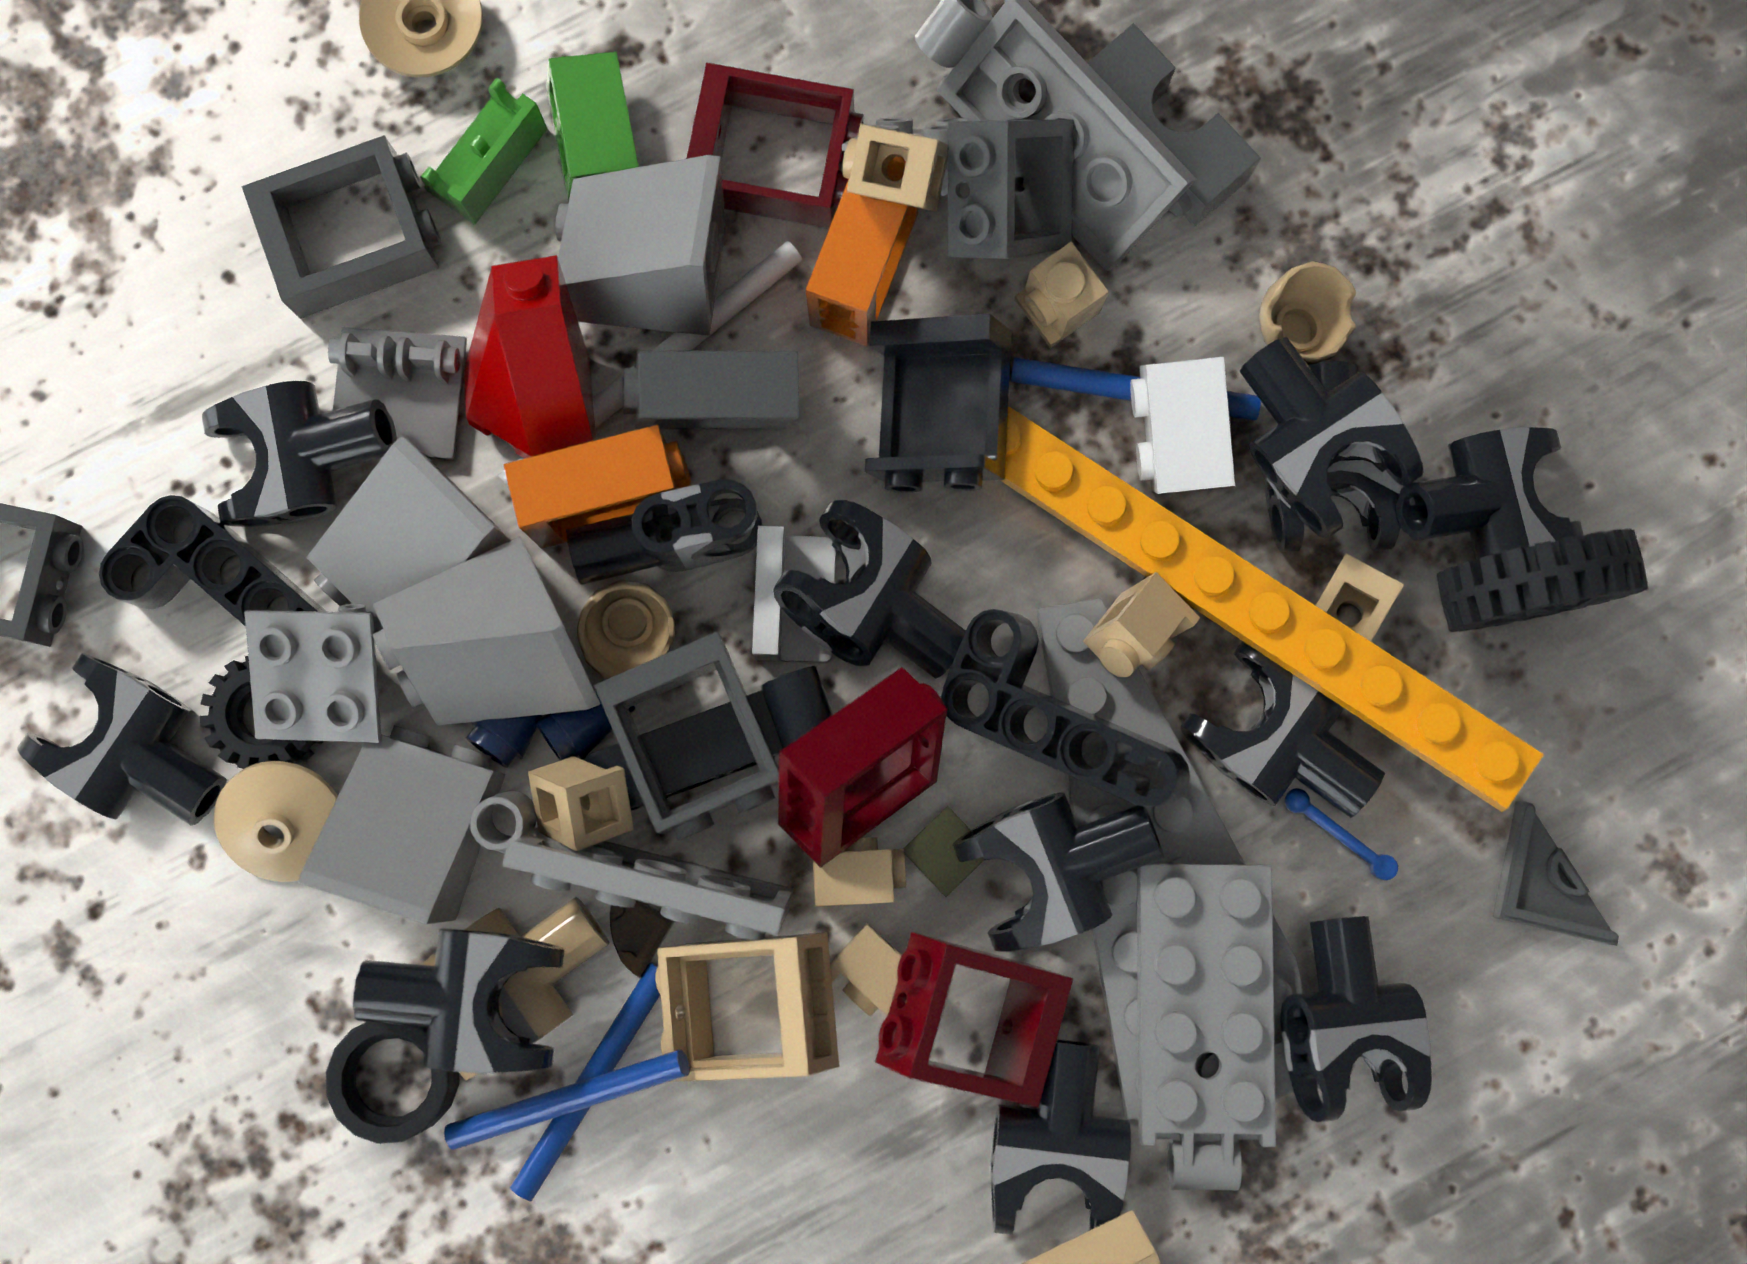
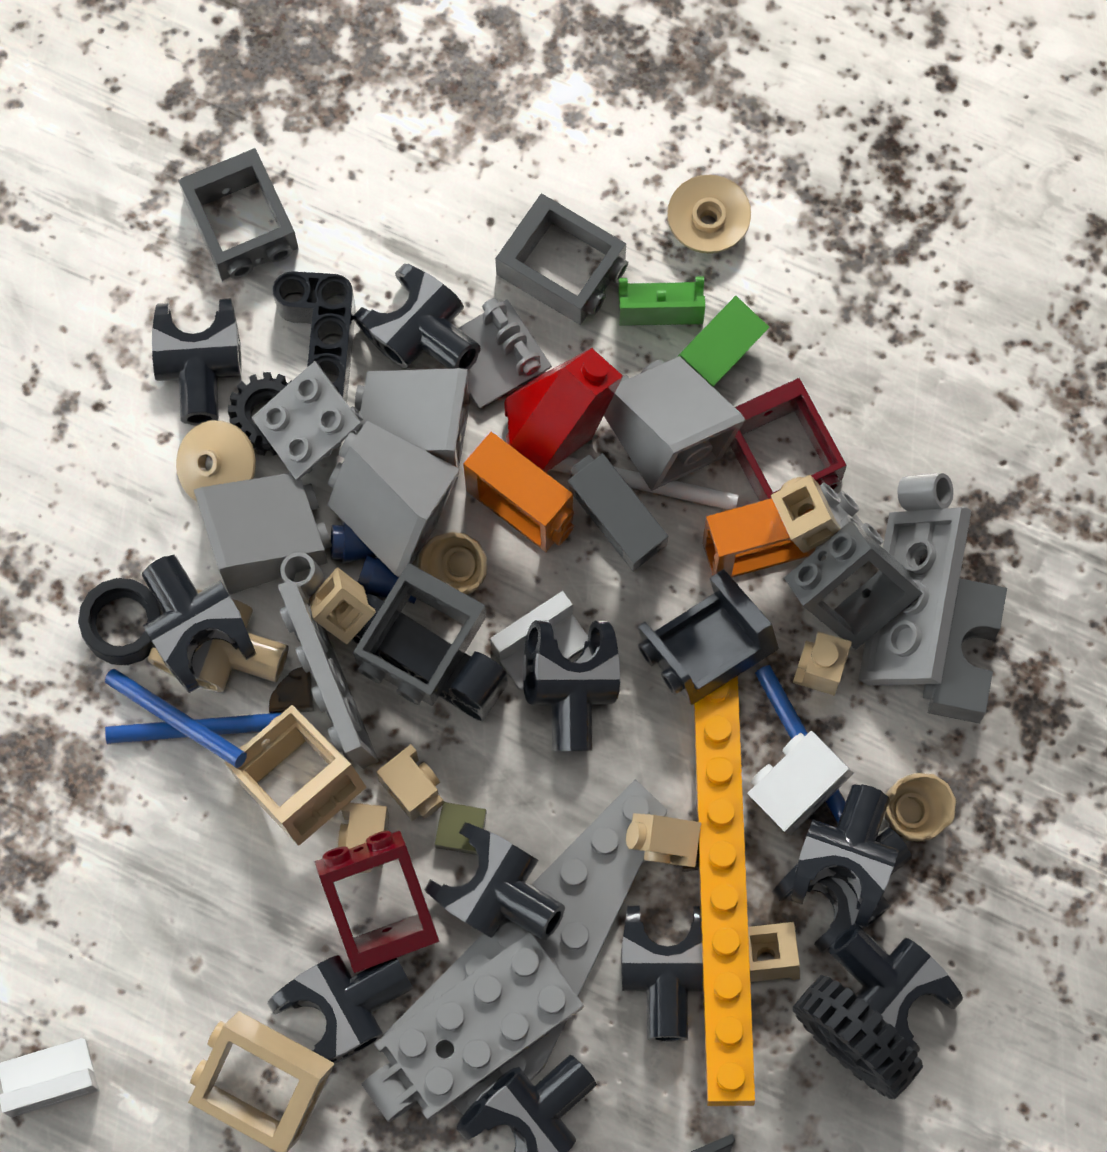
camera: 55 degrees right, 10 degrees down
(636, 541) = (523, 543): black connector -> none
(860, 765) = (463, 758): dark red window -> none
(1066, 724) = (576, 835): black beam -> none
(1381, 866) = (635, 1081): blue hinge -> none

